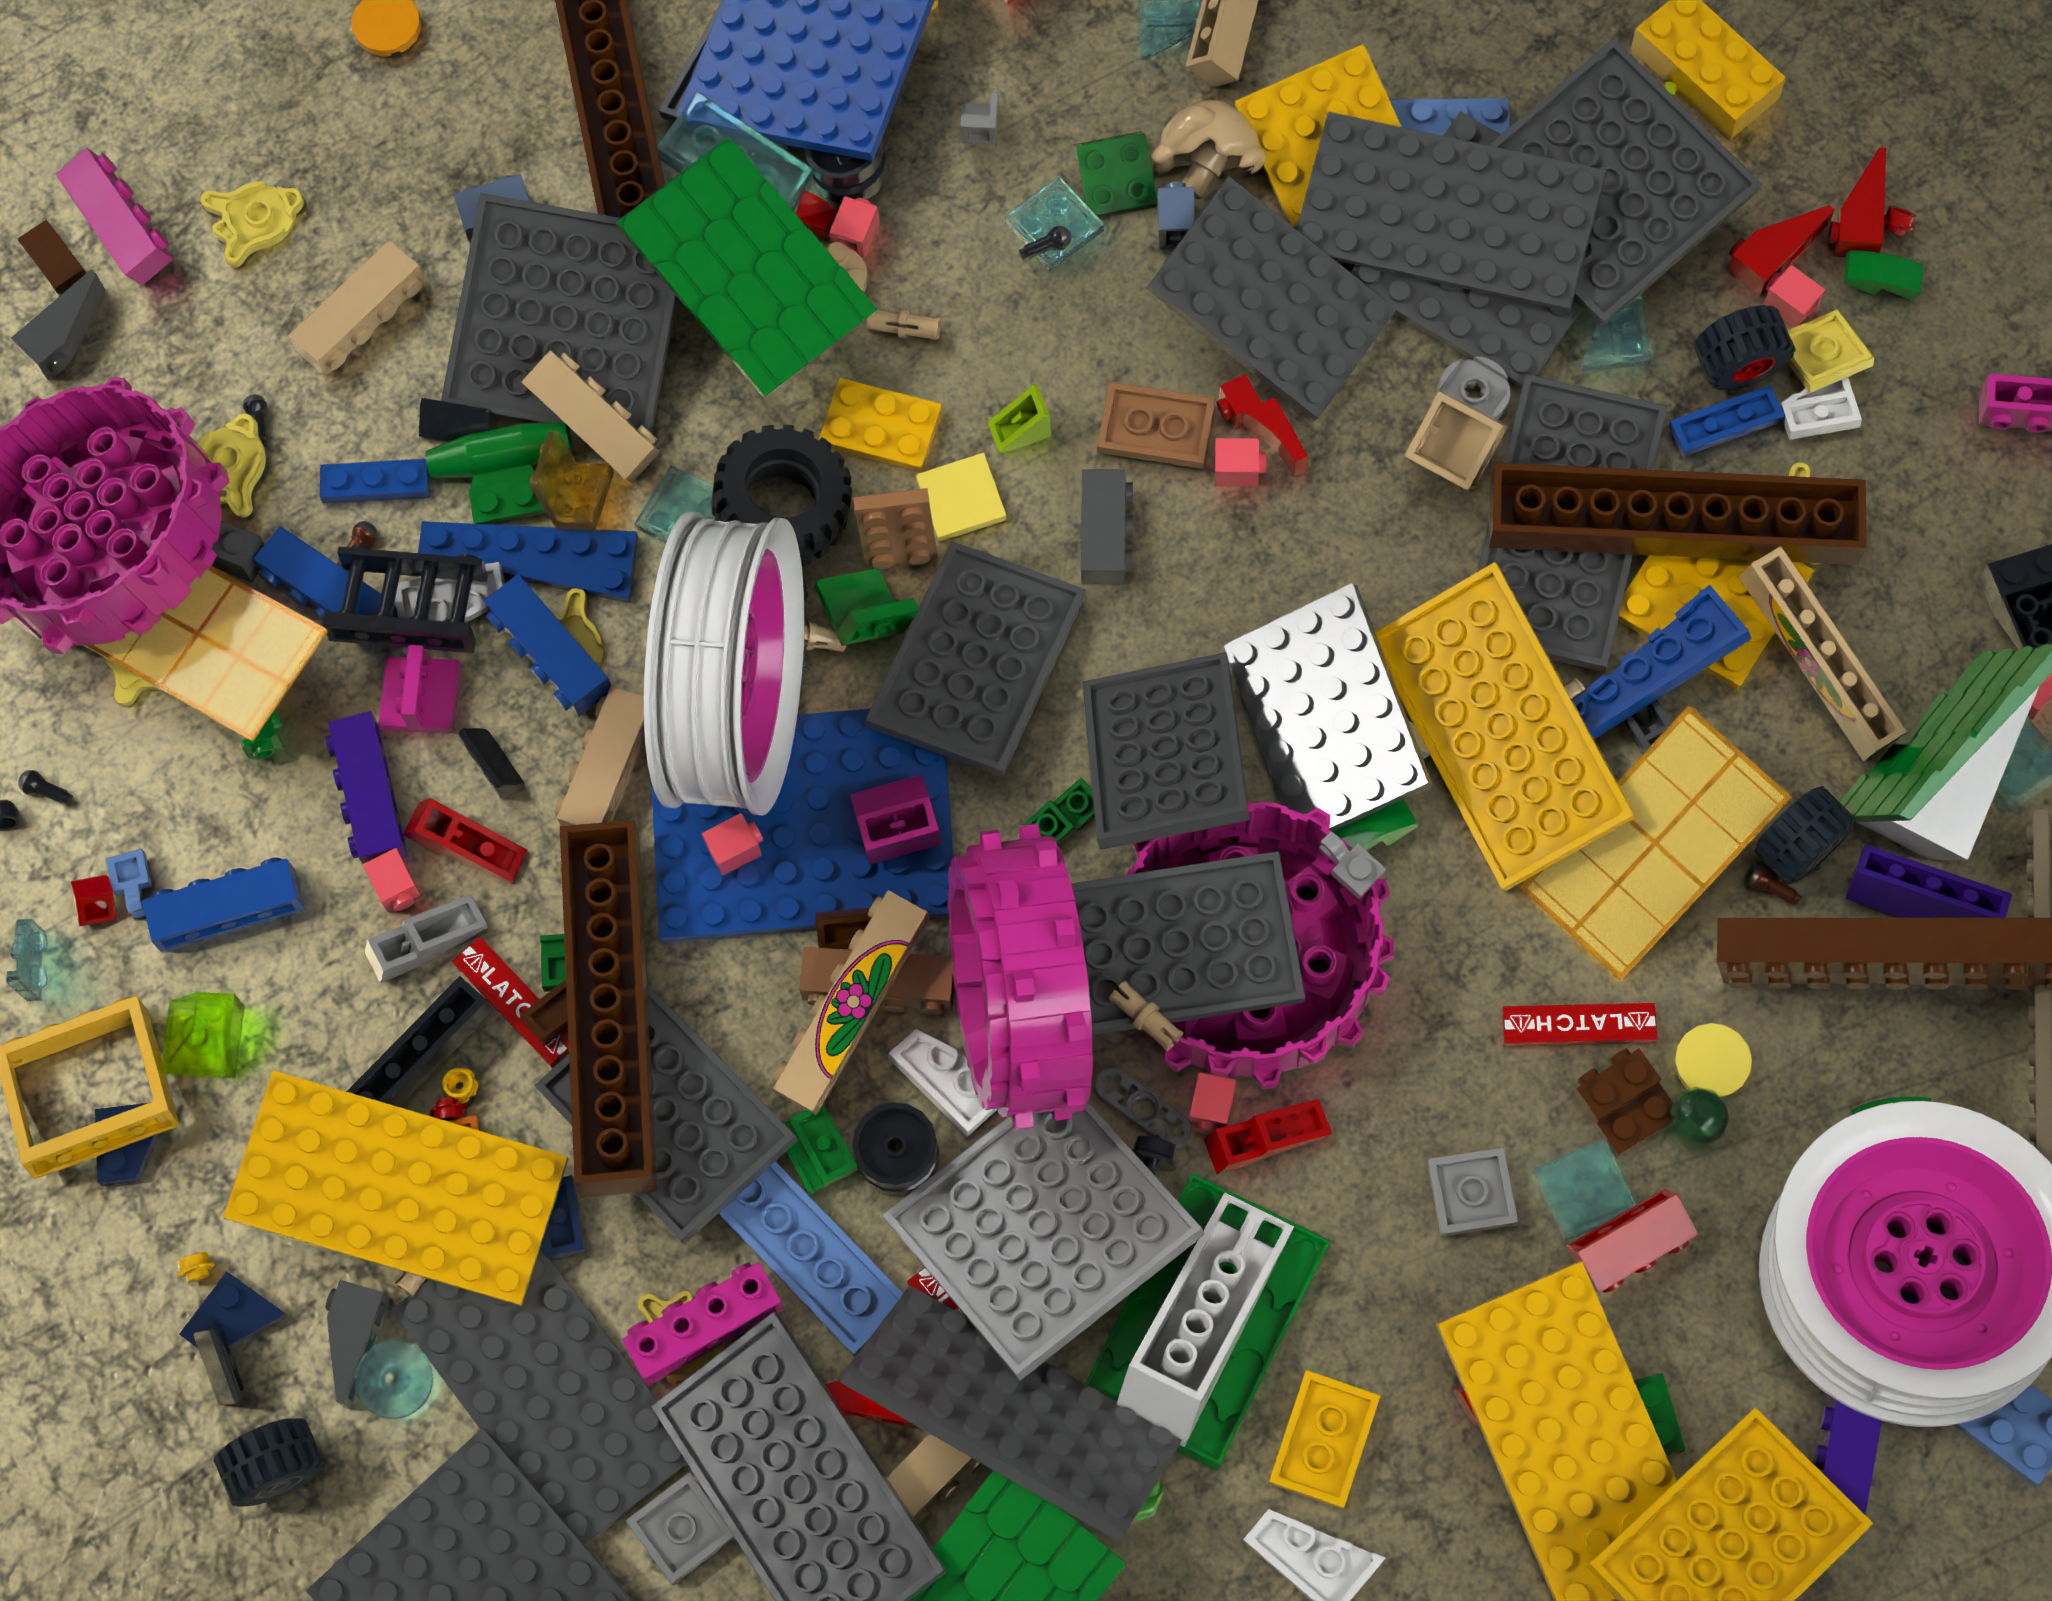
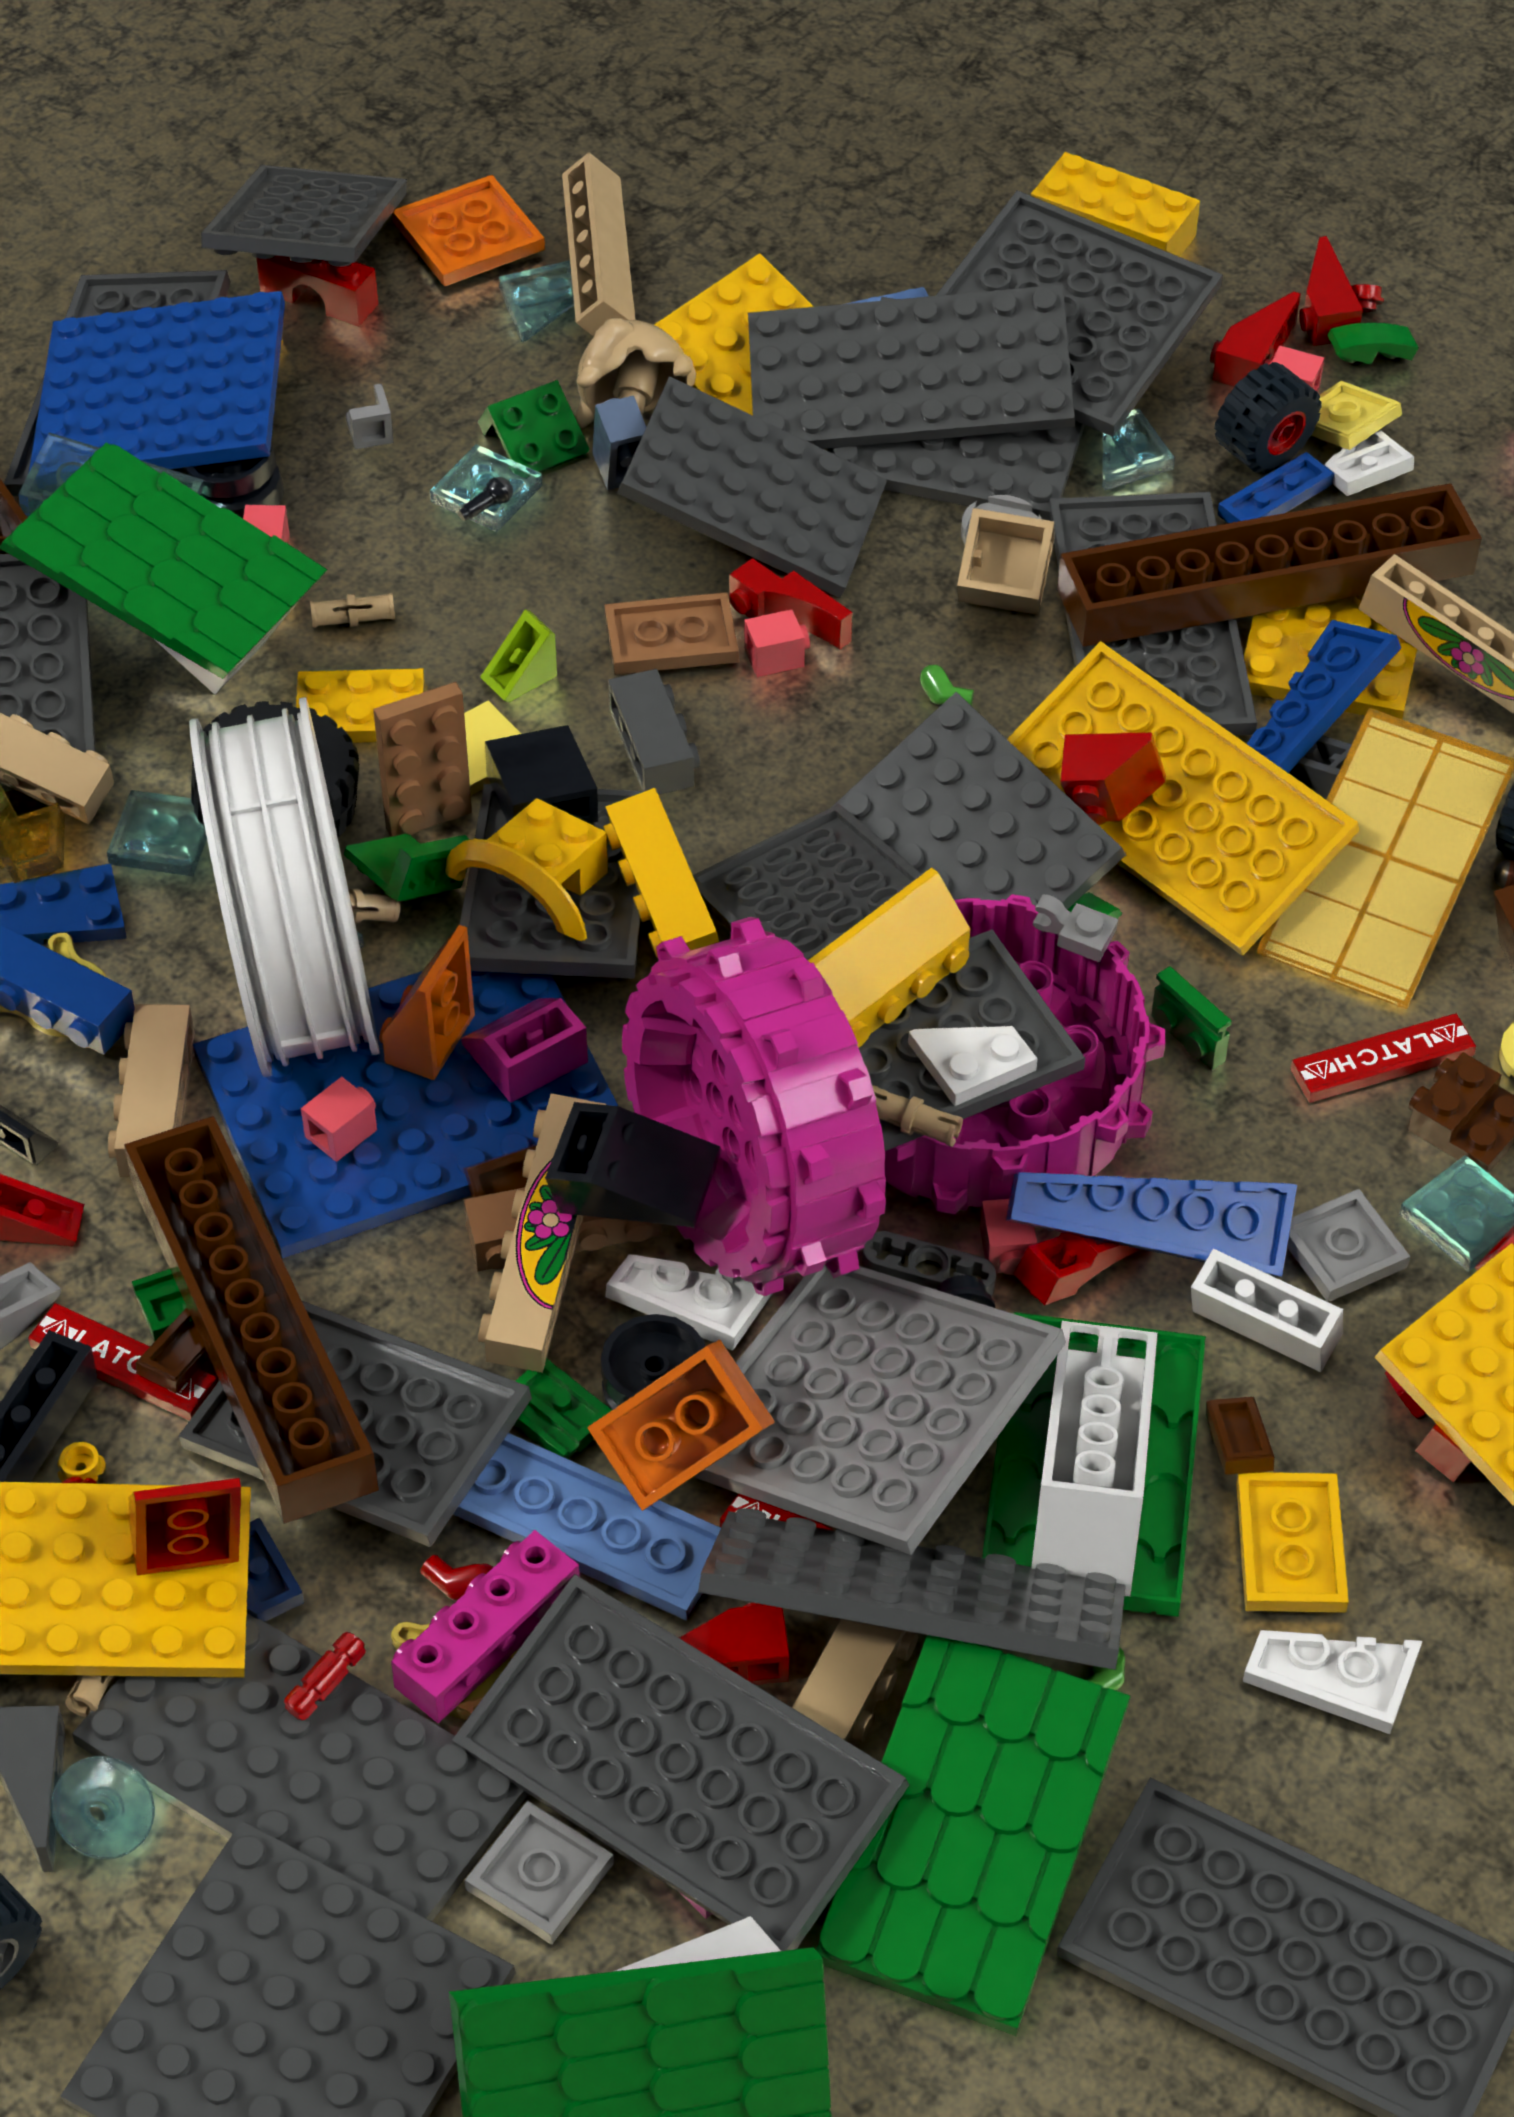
camera: 25 degrees left, 20 degrees down
(500, 1188) = (185, 1526): none -> red slope
(576, 1327) = (324, 1676): none -> red axle
(701, 1272) = (449, 1580): none -> red arm
(828, 772) = (432, 1011): none -> orange slope
(895, 1210) = (681, 1424): none -> orange slope
(919, 989) = (629, 1167): none -> black slope
(956, 649) = (542, 854): none -> yellow piece
(992, 560) = (543, 767): none -> black brick
(1052, 700) = (659, 871): none -> yellow slope
(1169, 877) = (895, 954): none -> yellow slope
(1214, 975) = (972, 1058): none -> white wing
(1321, 1337) = (1239, 1435): none -> reddish brown tile
(1351, 1142) = (1163, 1214): none -> blue wing
(1359, 547) = (938, 686): none -> bright green arm
(1382, 1238) = (1267, 1310): none -> white brick
(1426, 935) = (1191, 1018): none -> green plate
(1444, 705) = (1110, 772): none -> red slope

